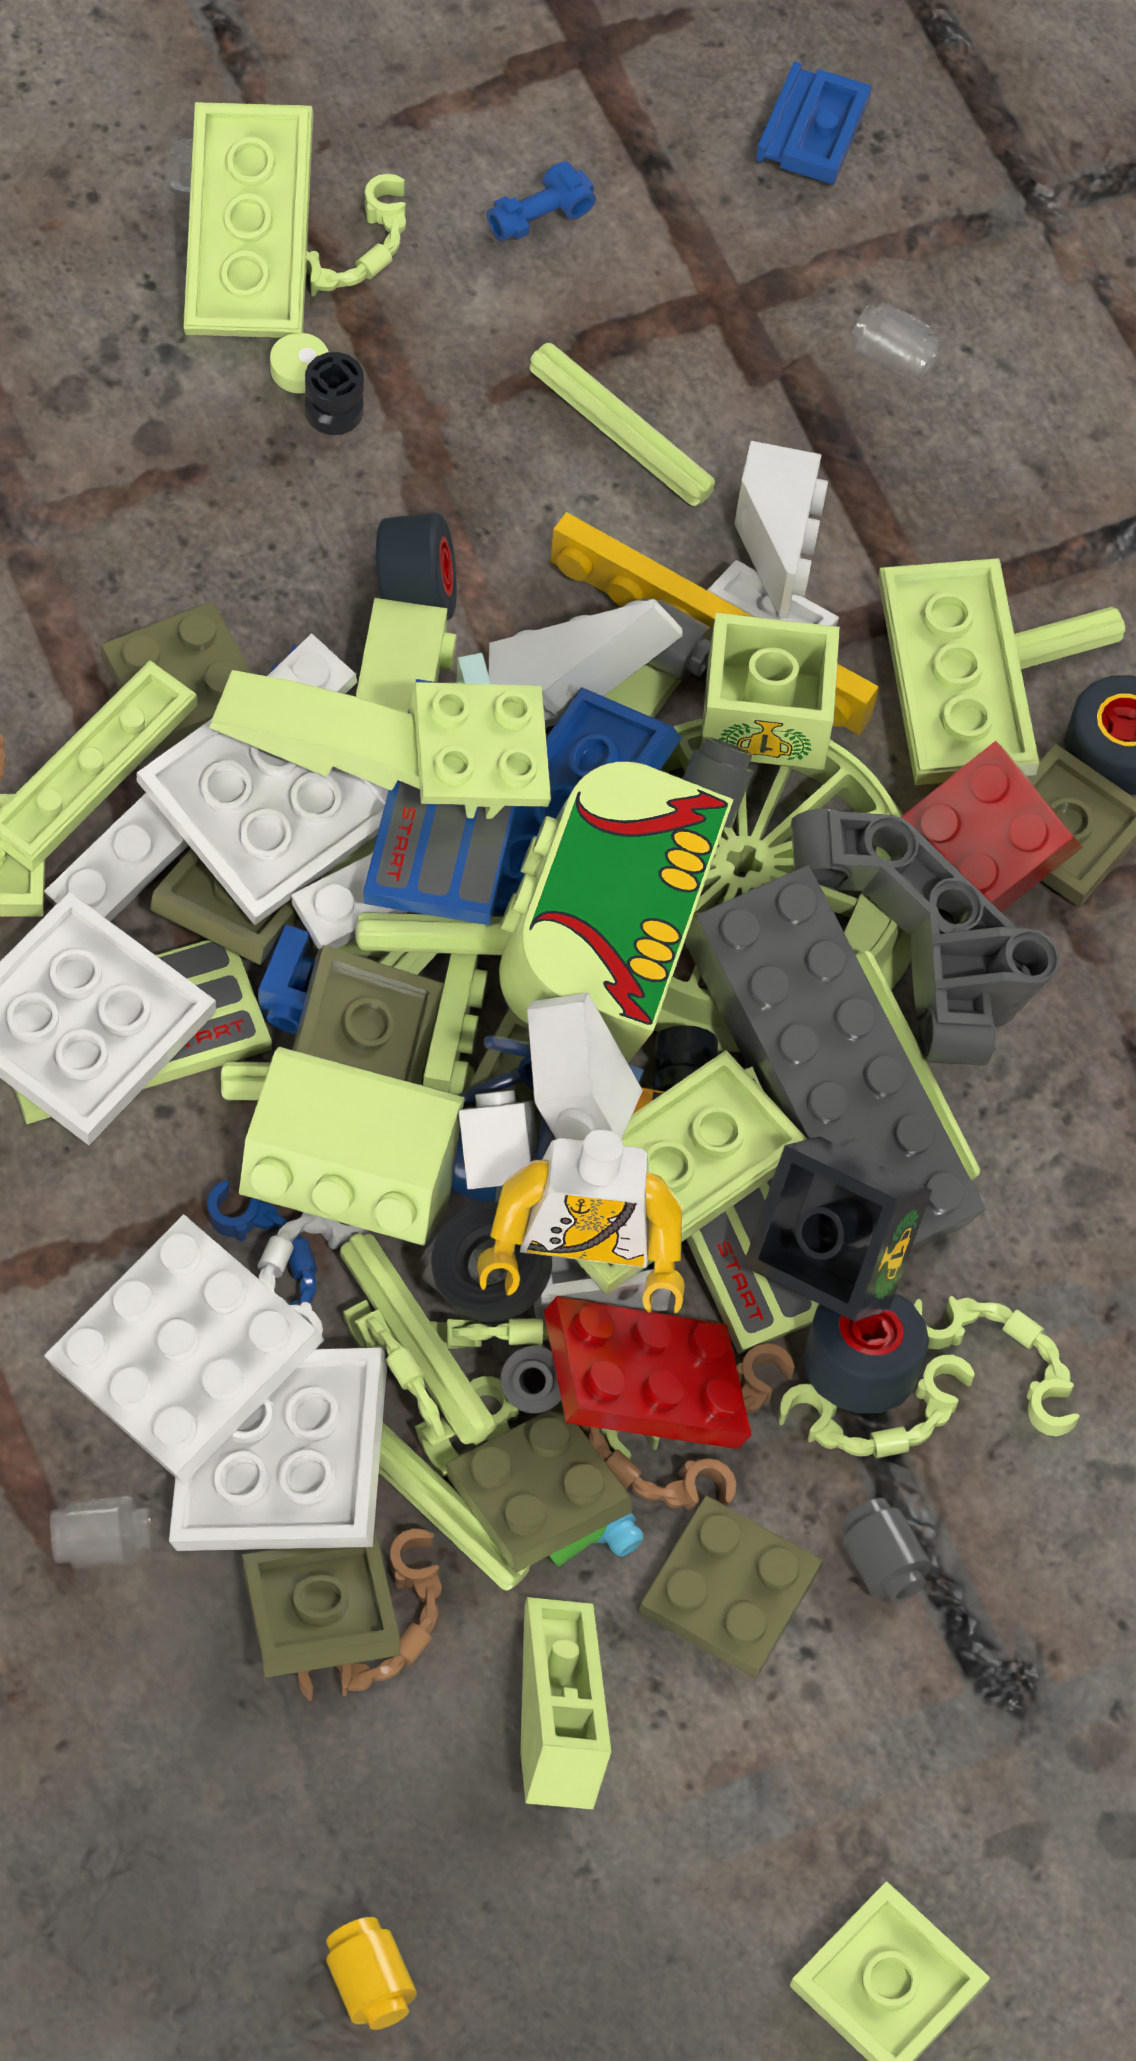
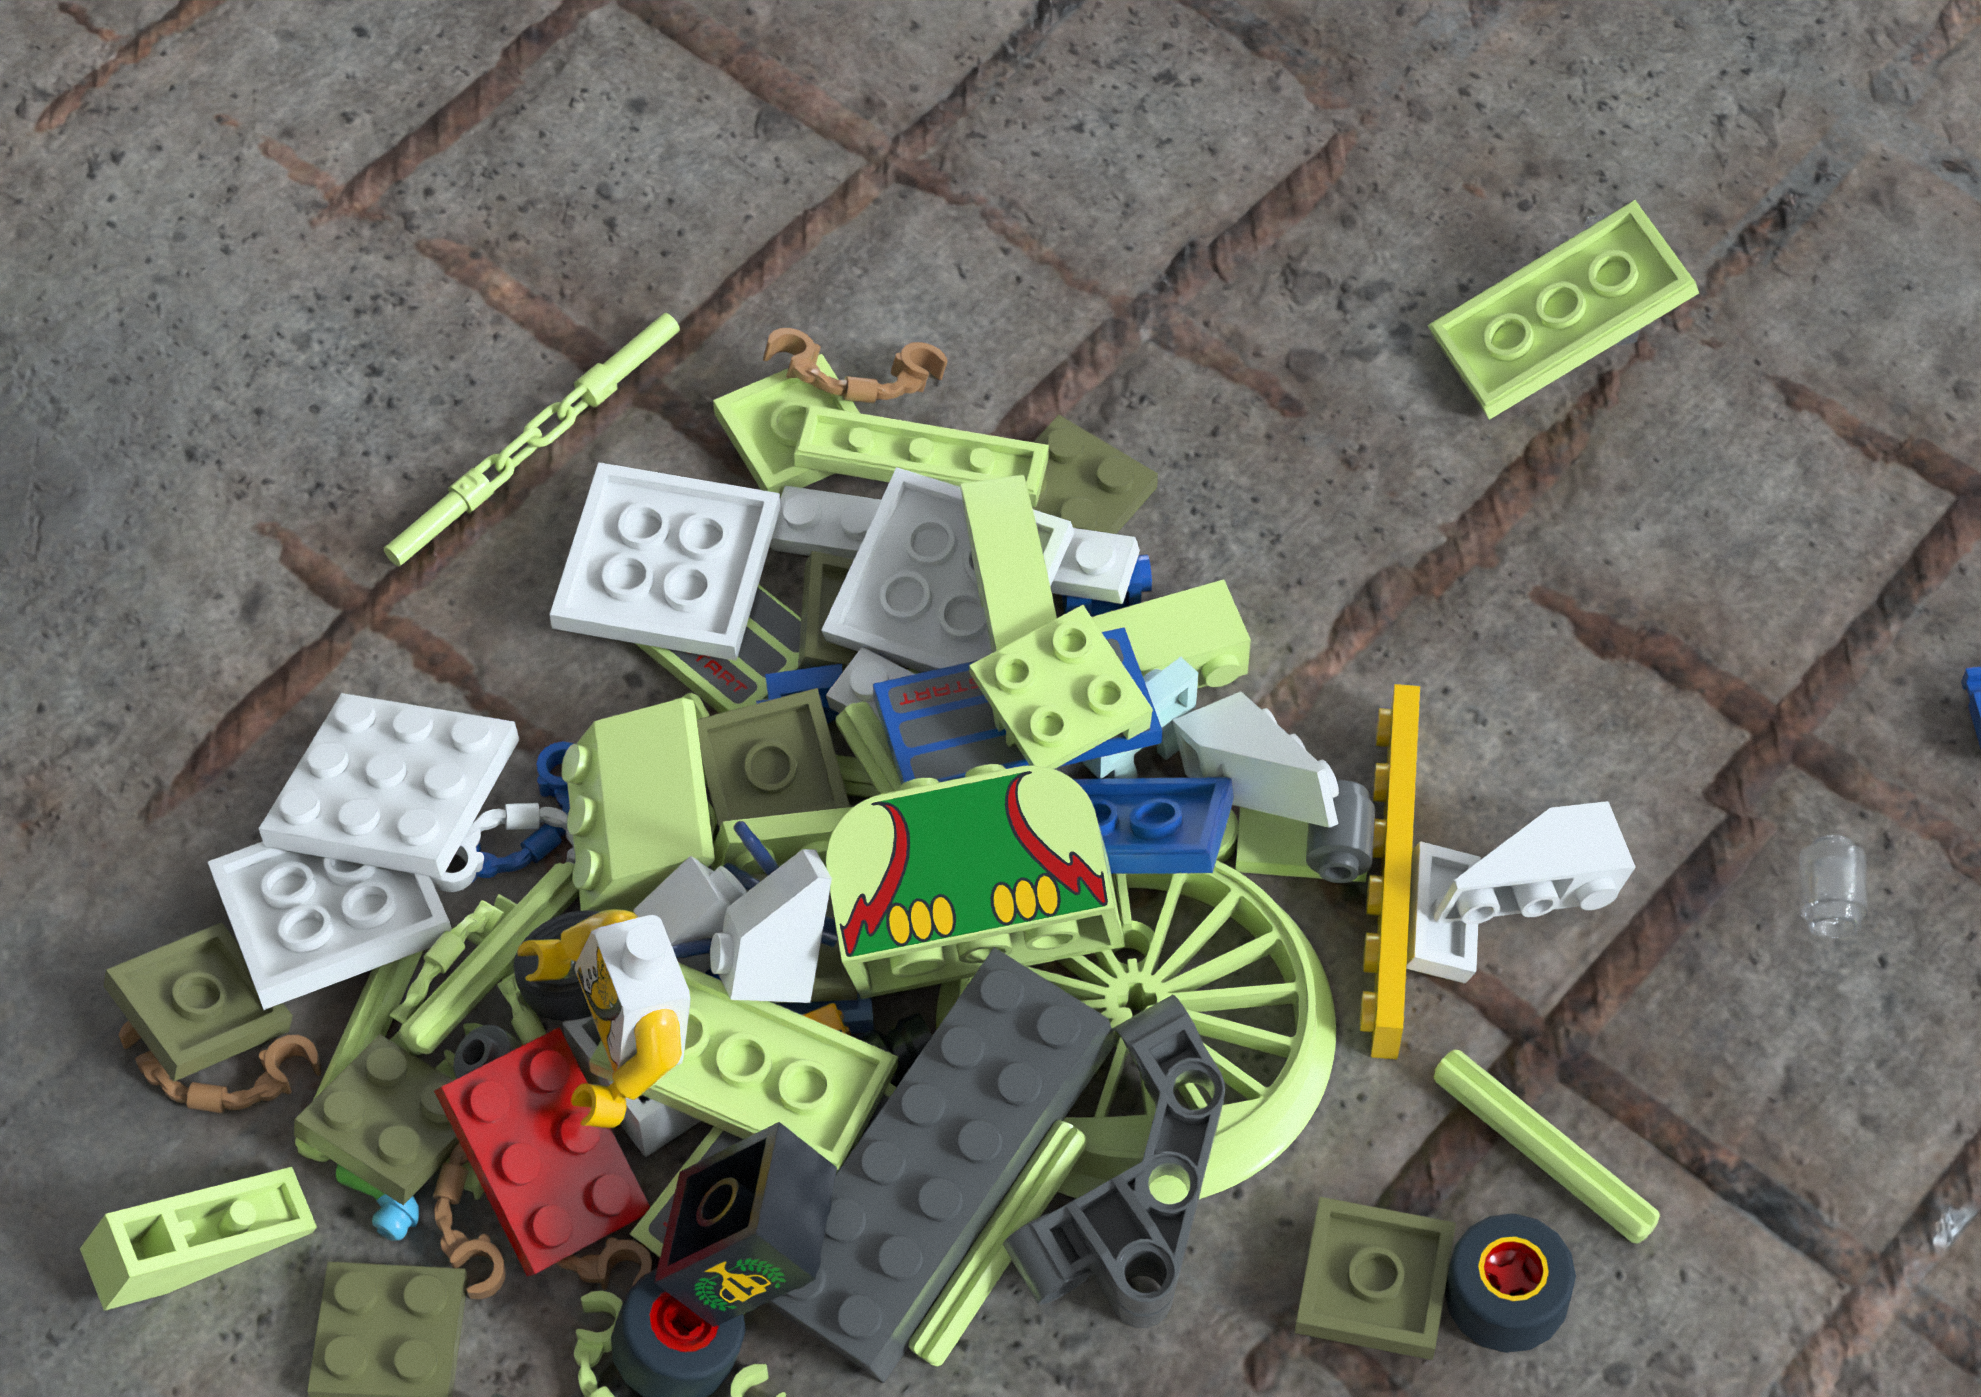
camera: 70 degrees right, 5 degrees down
(99, 1532) = (193, 808): clear brick -> none
(290, 360) = (1457, 427): yellowish green tile -> none
(334, 393) = (1435, 461): black wheel -> none
(380, 255) = (1616, 434): yellowish green piece -> none
(417, 561) = (1288, 602): black wheel -> none
(564, 189) = (1796, 543): blue bar -> none
(622, 424) = (1572, 703): yellowish green axle -> none
(722, 770) = (1176, 920): dark grey brick -> none
(772, 688) = (1307, 920): yellowish green brick -> none
(956, 666) = (1477, 1097): yellowish green tile -> none
(994, 827) = (1296, 1196): red brick -> none

